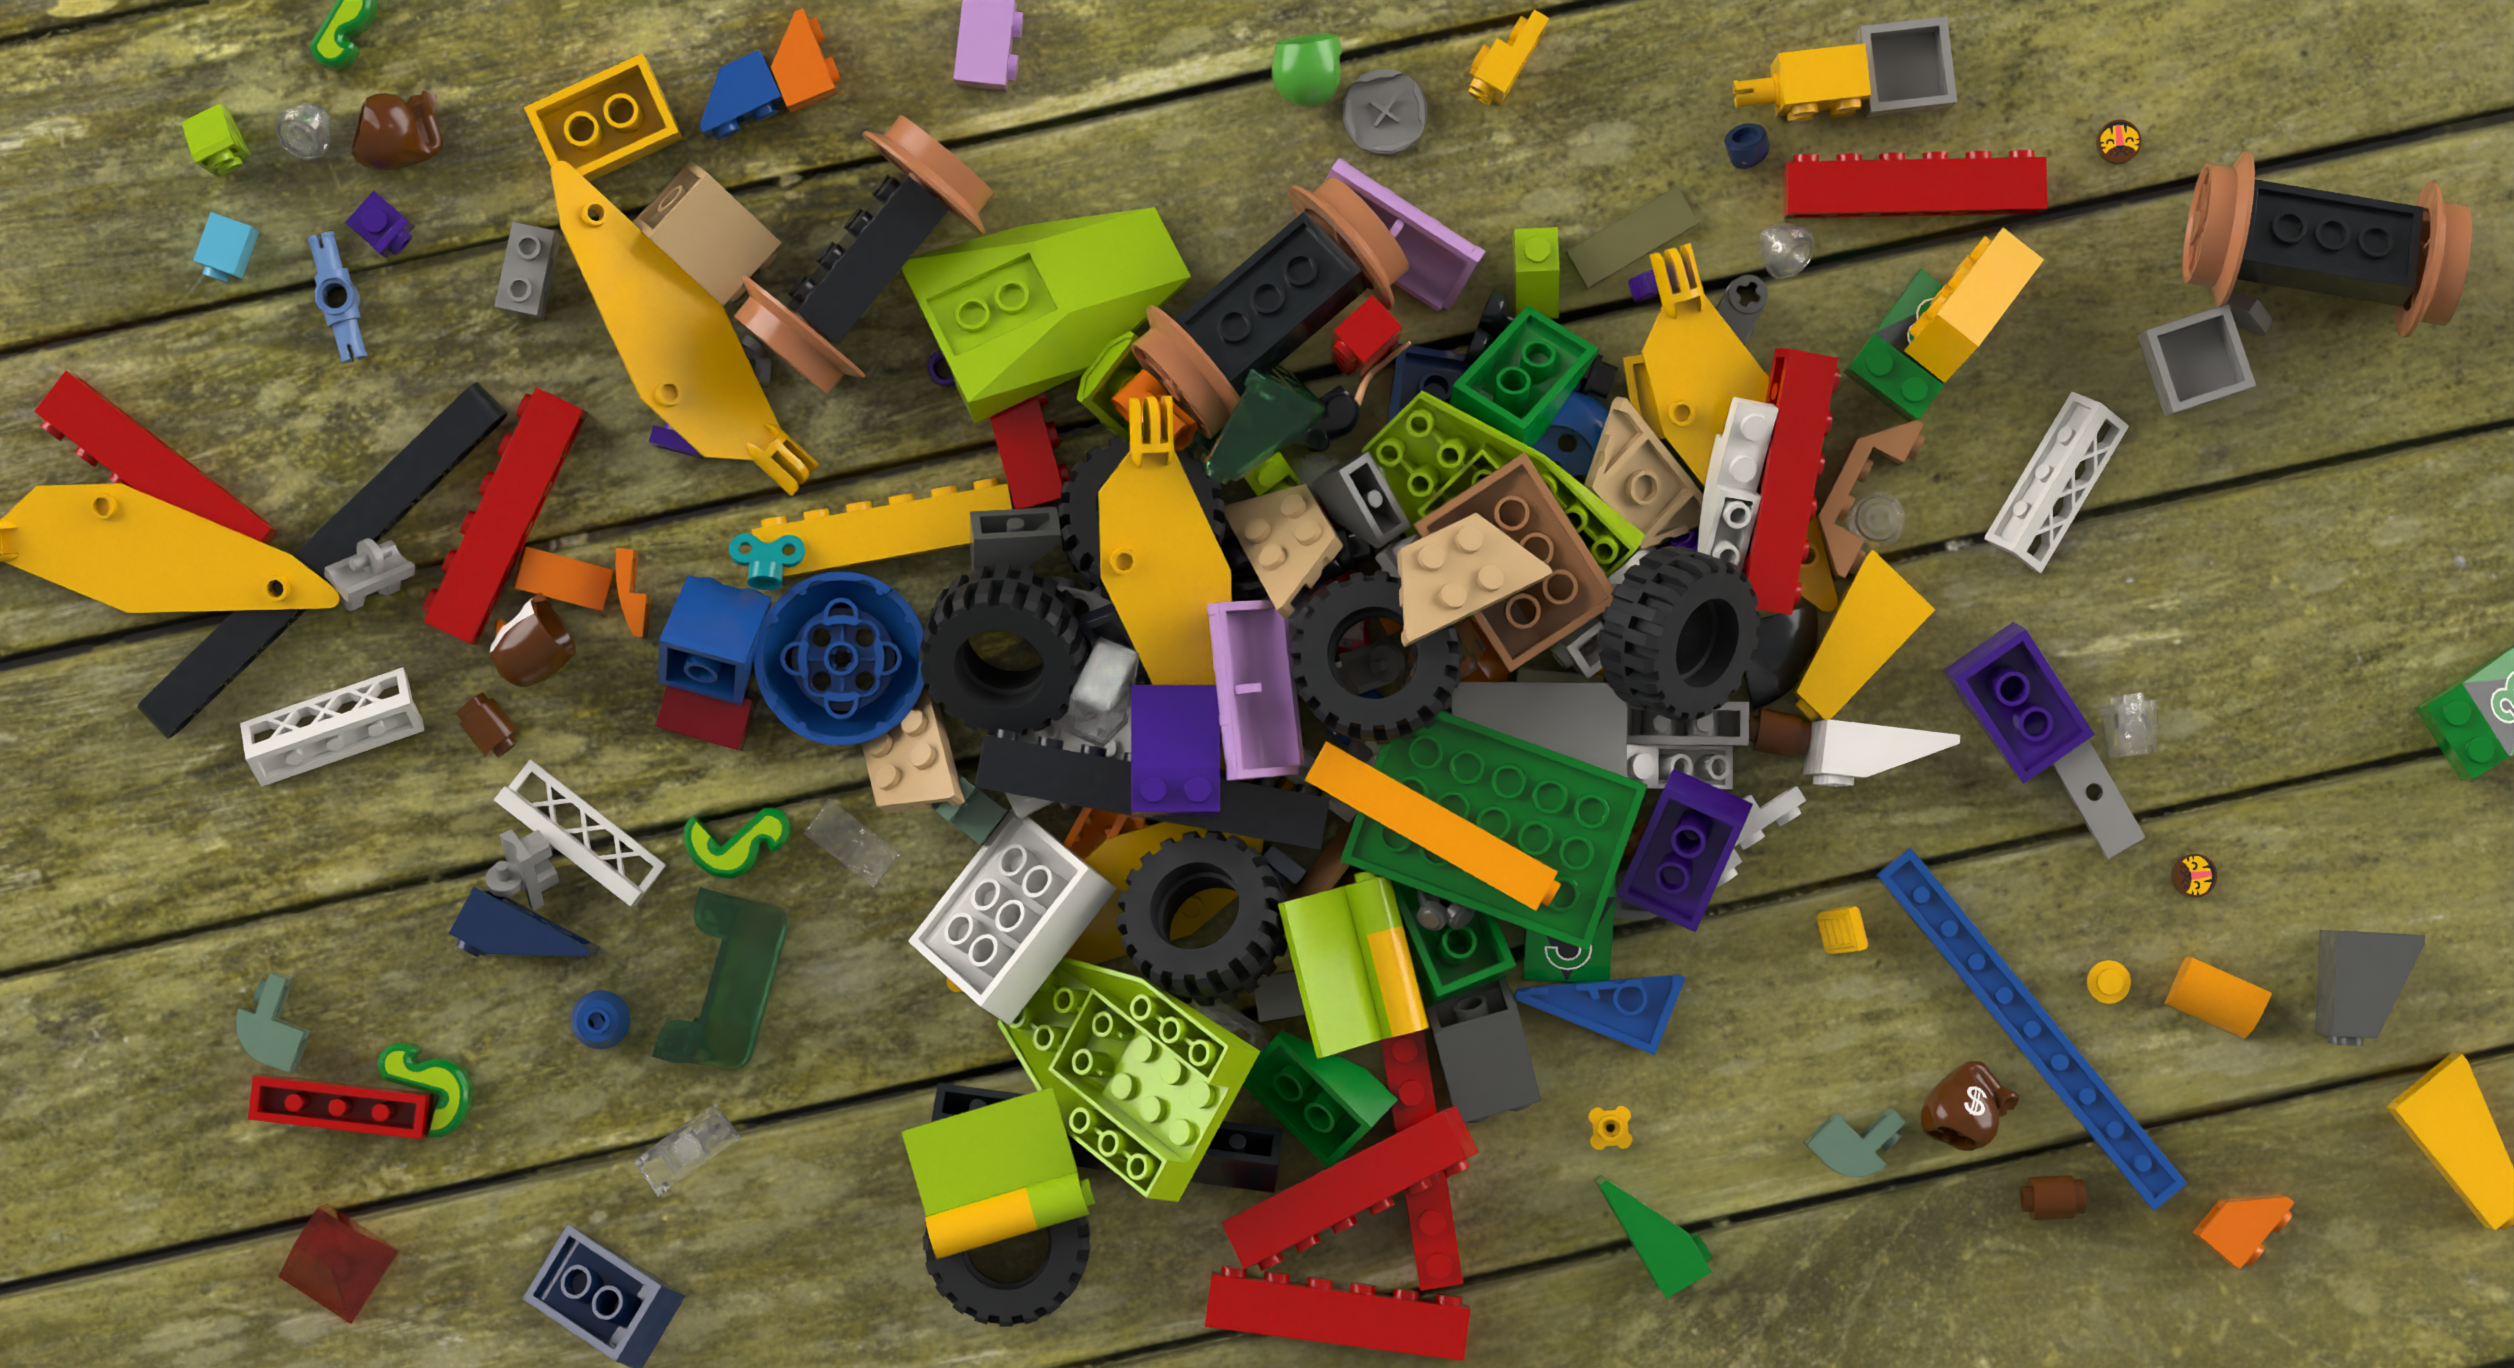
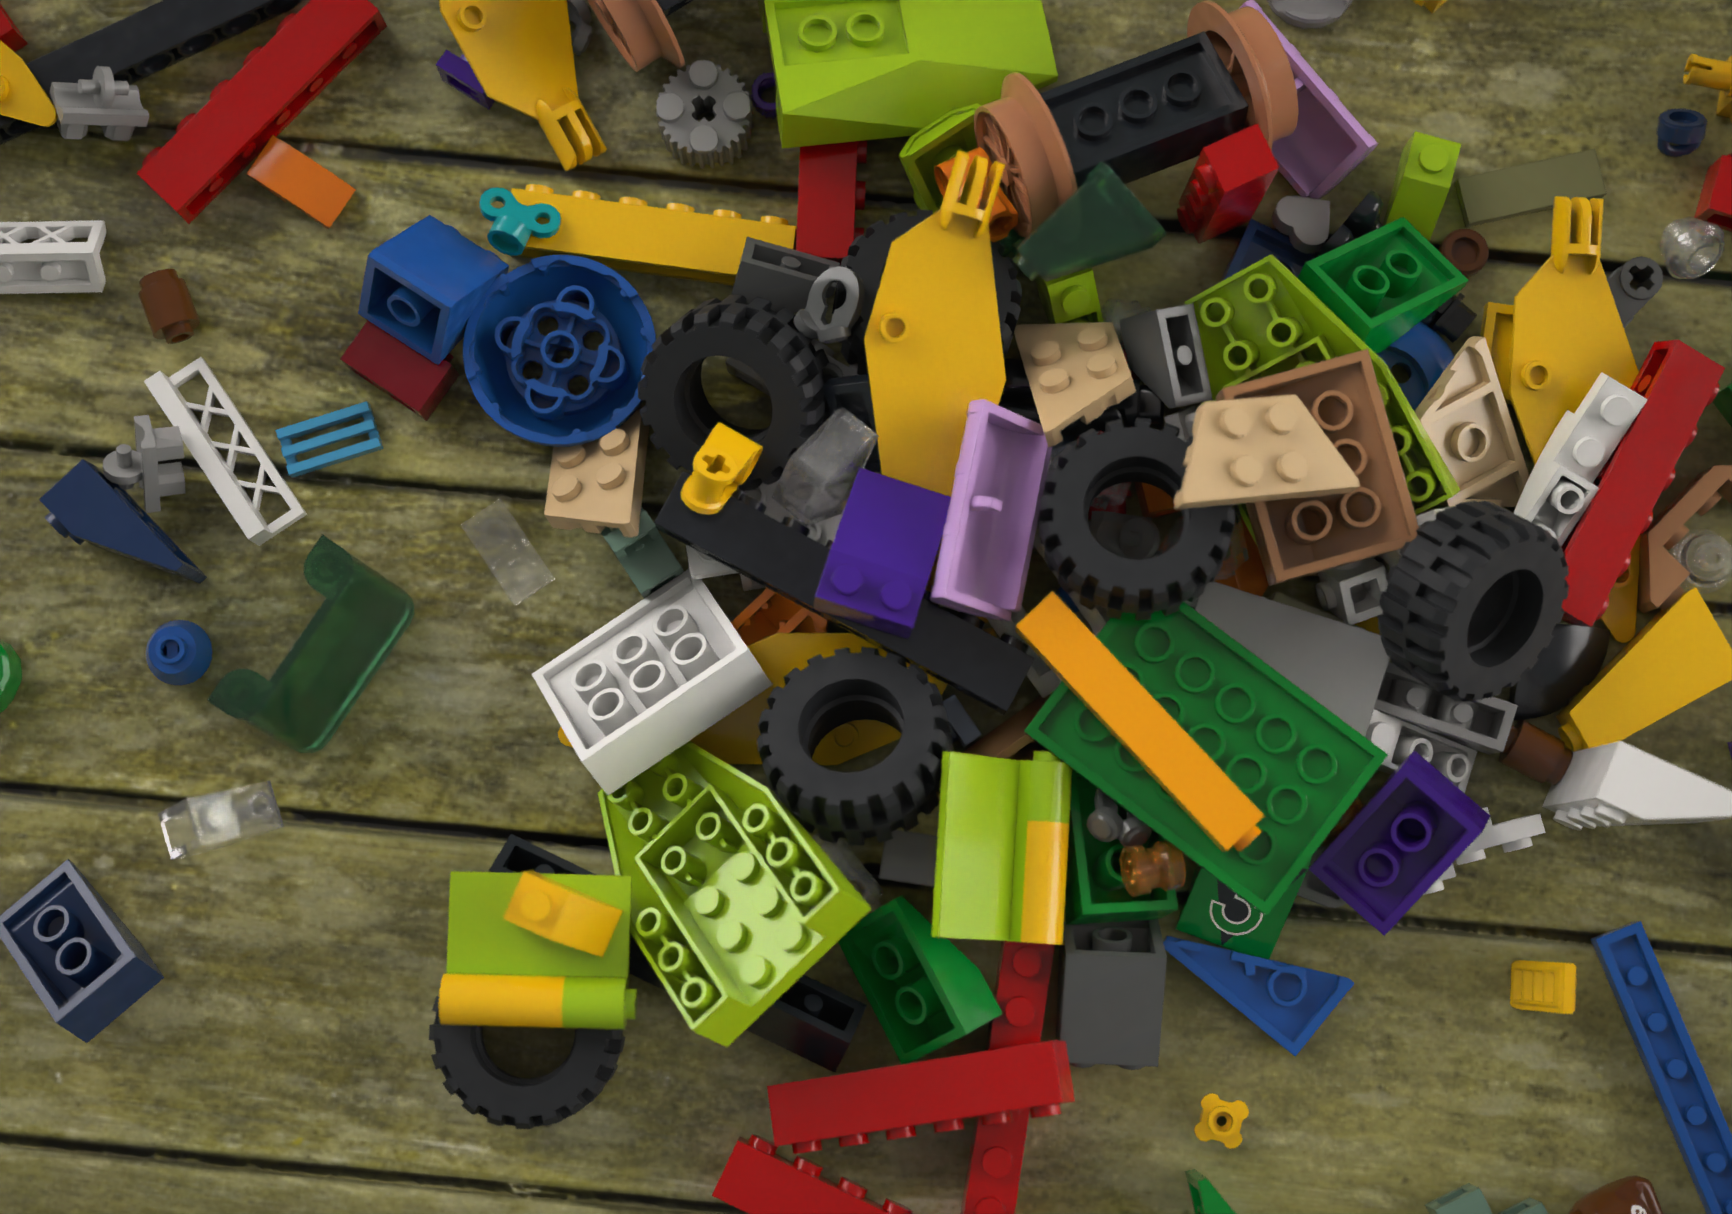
camera: 15 degrees right, 5 degrees down
(531, 648) = (237, 242): reddish brown piece -> none
(634, 605) = (363, 229): orange slope -> none
(635, 816) = (322, 422): none -> dark azure tile
(741, 850) = (390, 520): animal -> none
(918, 399) = (698, 91): none -> light grey brick
(1007, 1136) = (562, 913): none -> yellow slope
(1014, 726) = (719, 469): none -> yellow piece
(1050, 570) = (812, 319): none -> dark grey piece
(1341, 411) = (1160, 268): black animal -> none
(1445, 332) = (1304, 221): none -> light grey tile
(1483, 940) = (1152, 868): none -> clear orange wheel
(1591, 314) = (1465, 250): none -> reddish brown tile
(1643, 286) = (1532, 240): dark purple axle -> none

